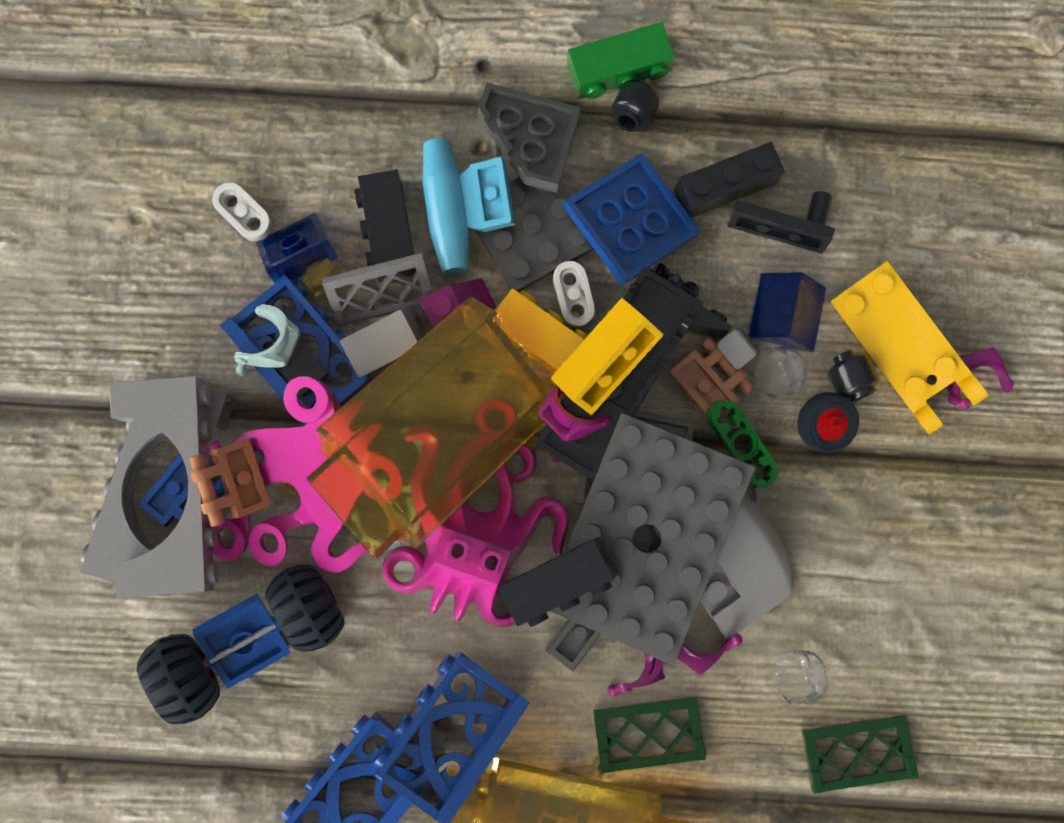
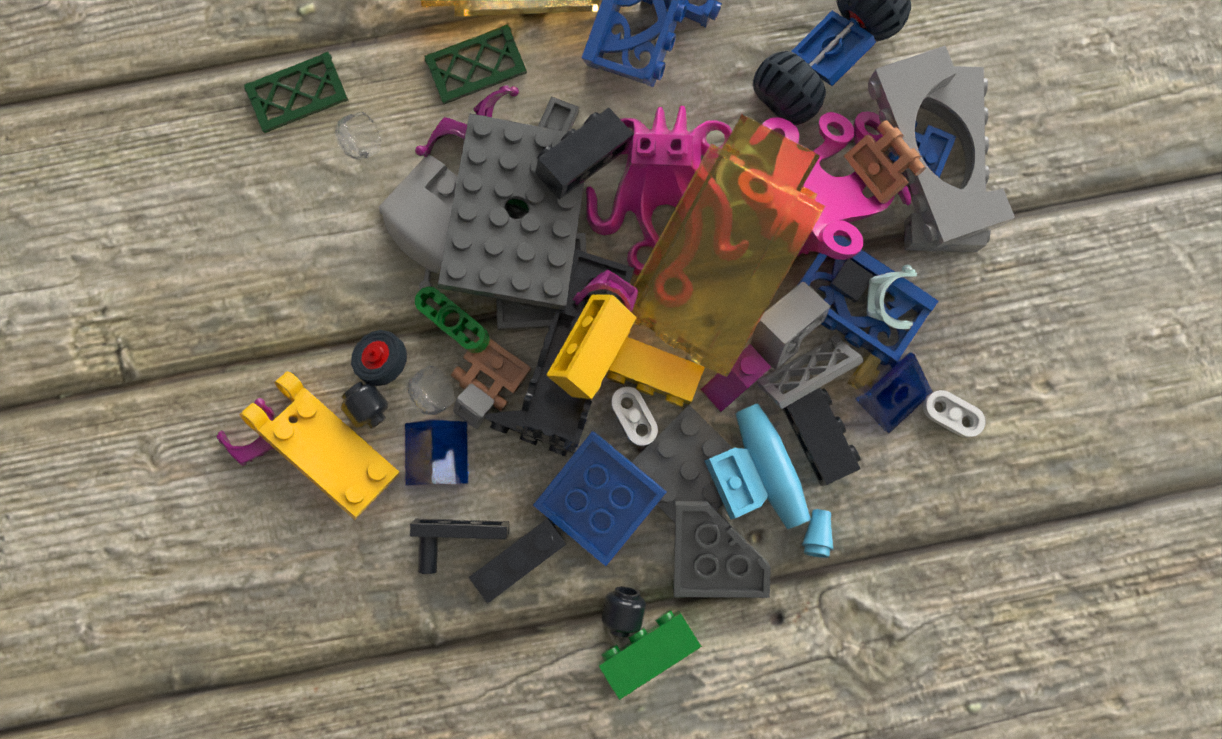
camera: 165 degrees right, 0 degrees up
(419, 128) = (818, 537): none -> medium azure cone

